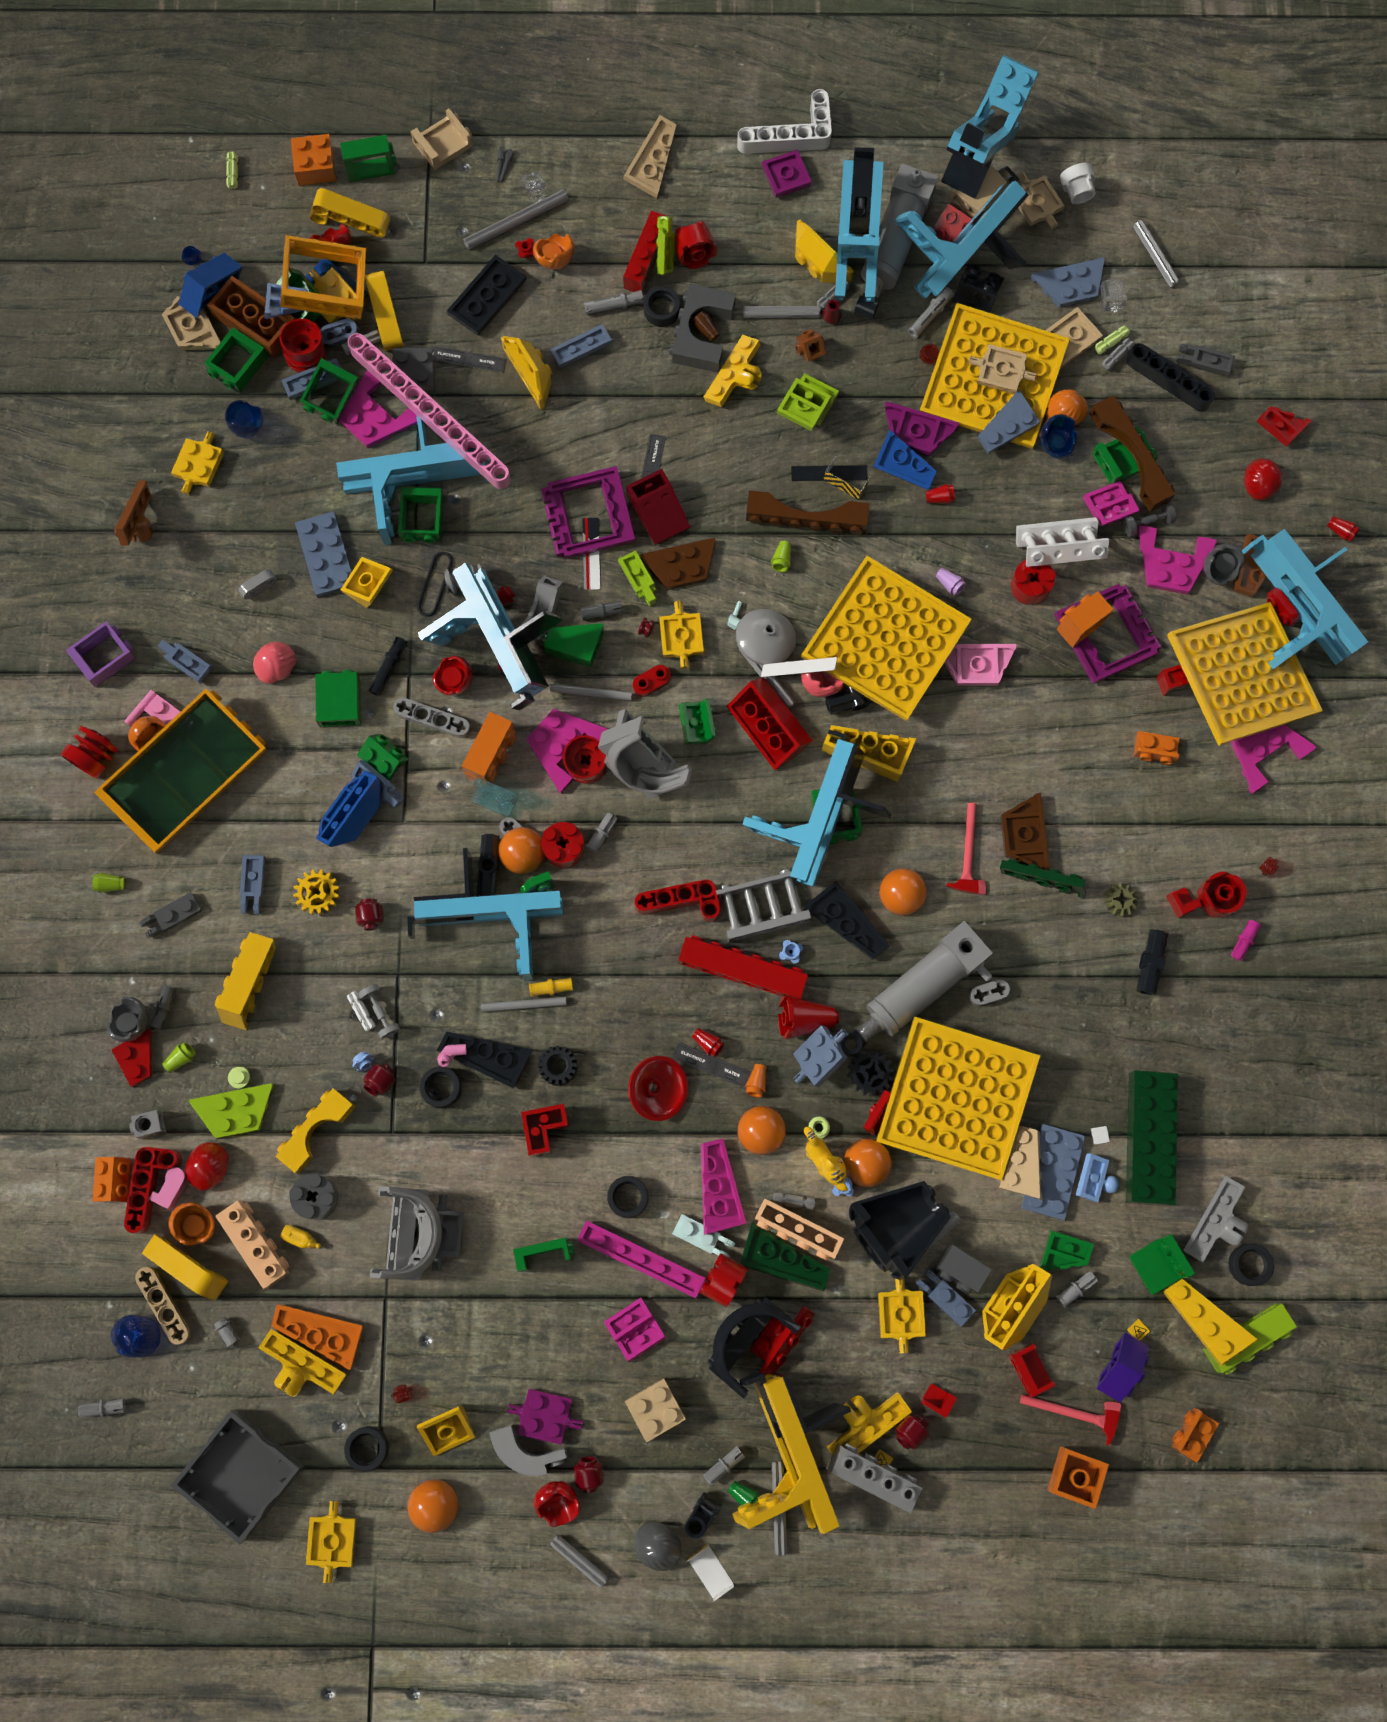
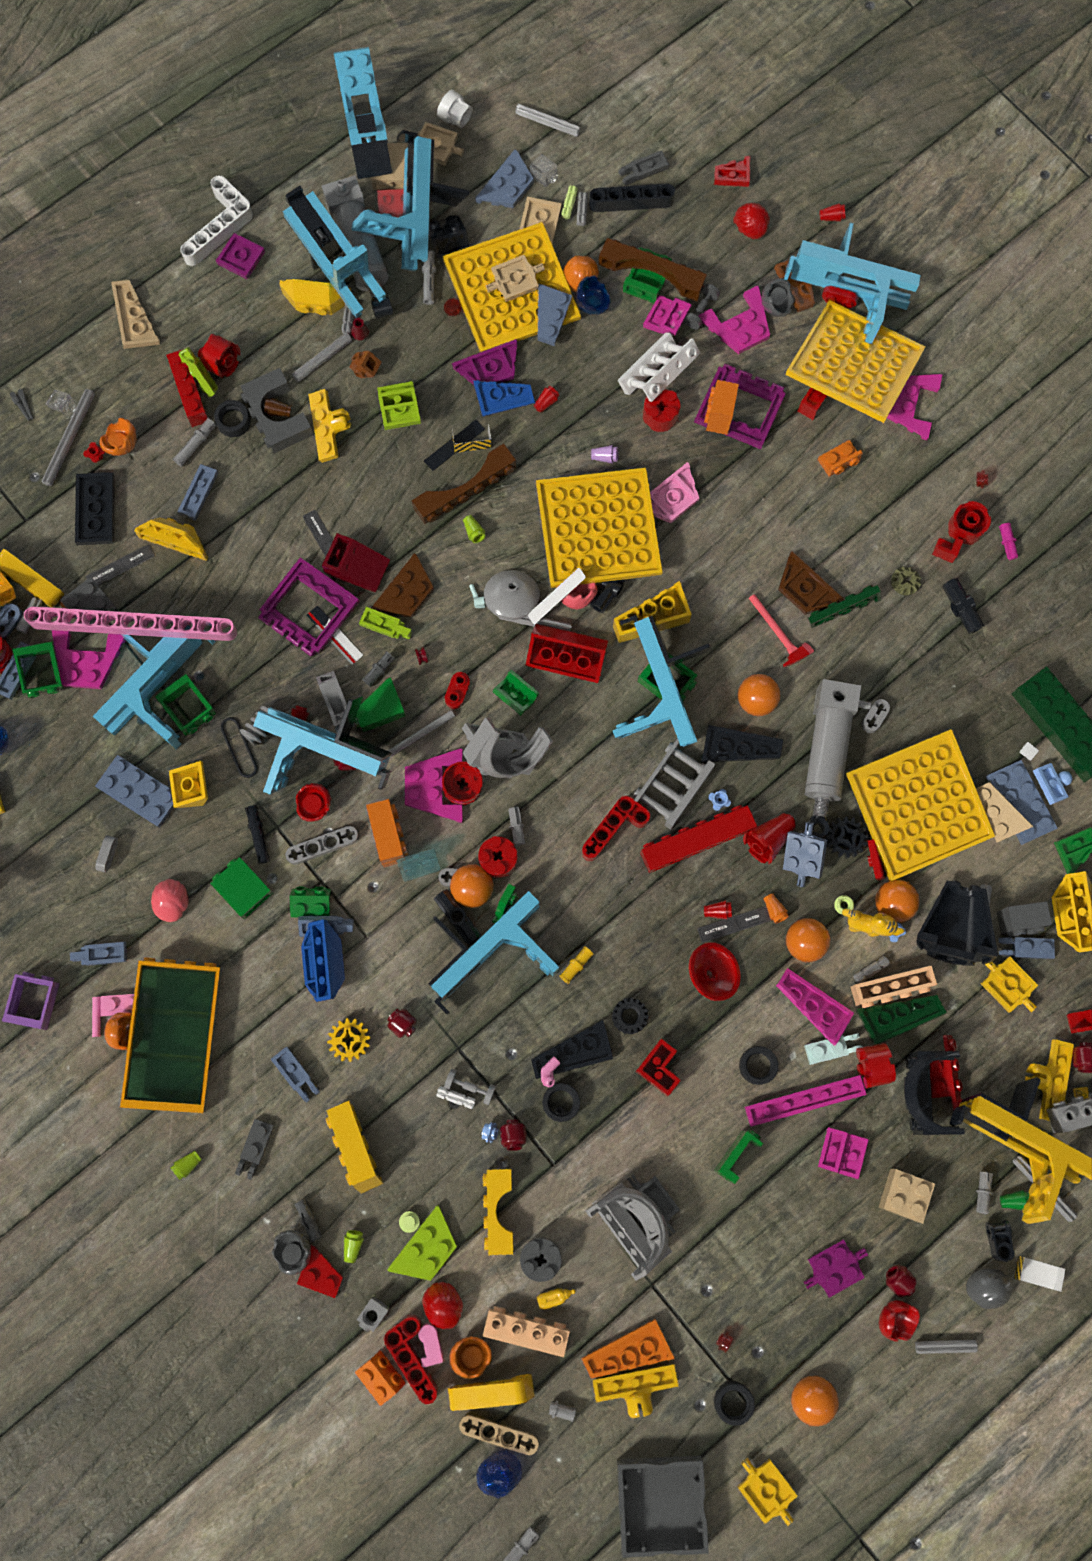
camera: 40 degrees left, 0 degrees up
(89, 752) = (87, 1081): red wheel -> none
(446, 1430) = (777, 1339): yellow slope -> none
(519, 1460) = (847, 1313): light grey arch -> none
(523, 1004) = (566, 994): light grey bar -> none
(681, 635) = (451, 641): yellow plate -> none

